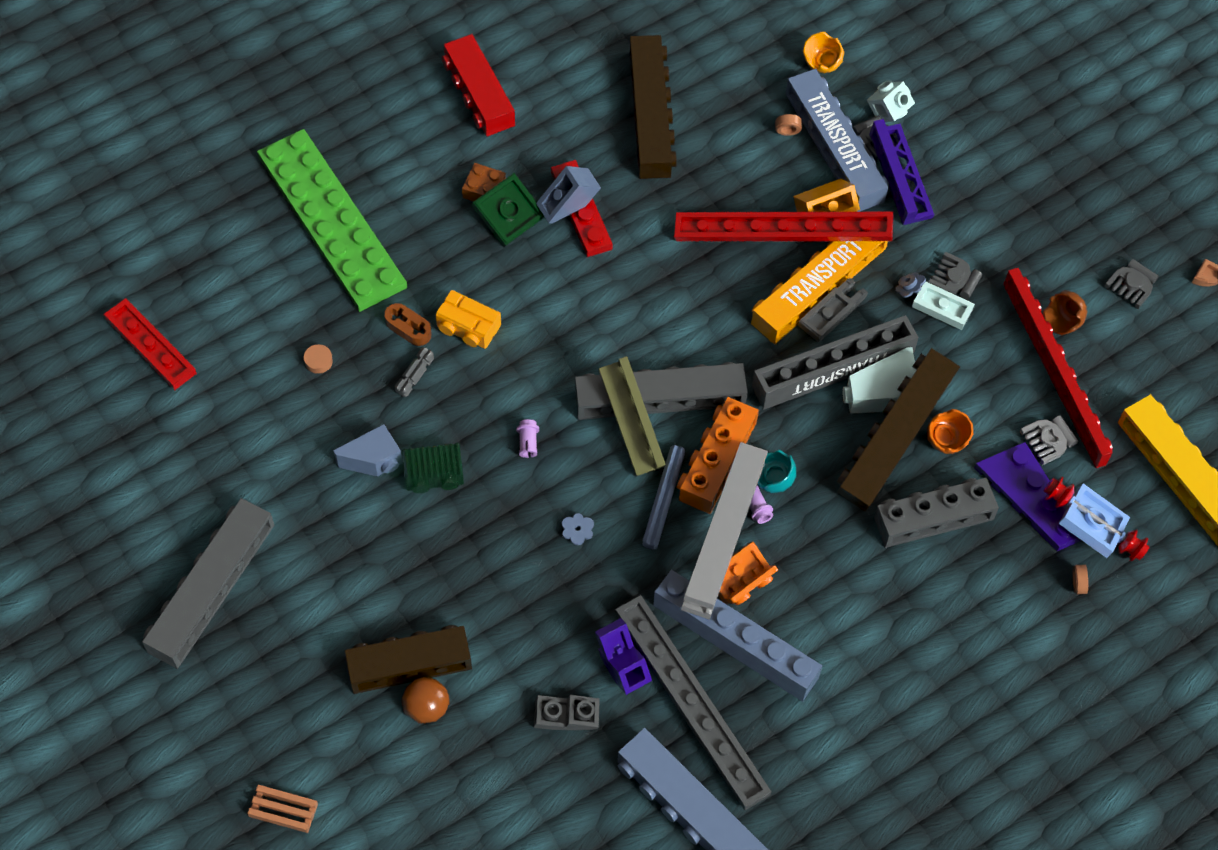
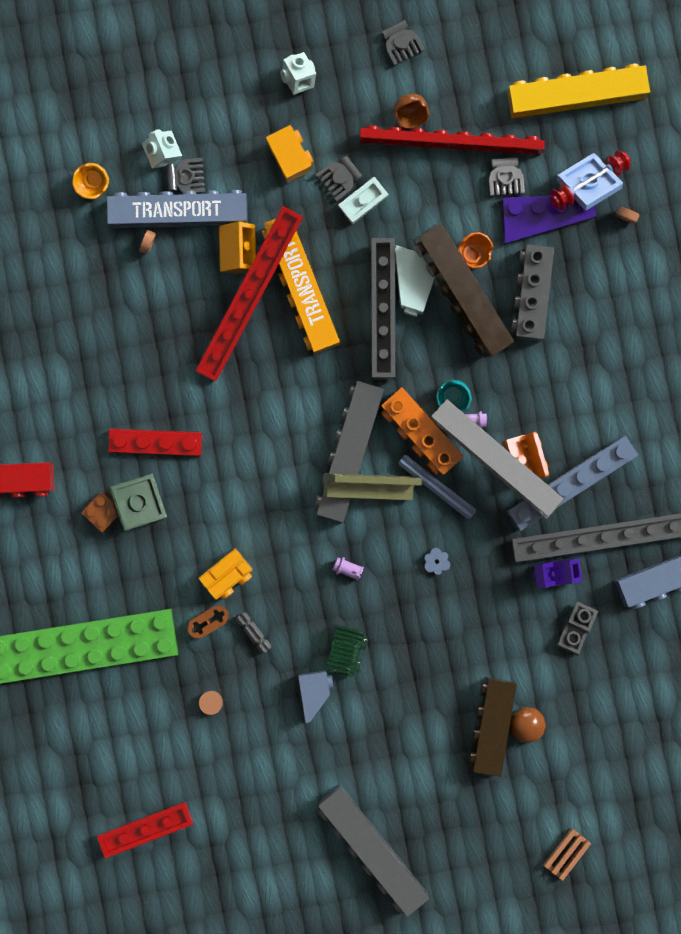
camera: 70 degrees left, 25 degrees up
(568, 193) = (148, 451): sand blue slope -> none
(650, 107) = (81, 345): dark brown brick -> none
(831, 310) = (332, 289): dark grey hinge -> none
(897, 176) = (230, 179): dark purple fence -> none
(910, 284) = (336, 212): sand blue plant -> none
(952, 215) = (289, 153): none -> light orange brick
(1041, 193) = (298, 73): none -> light aqua brick

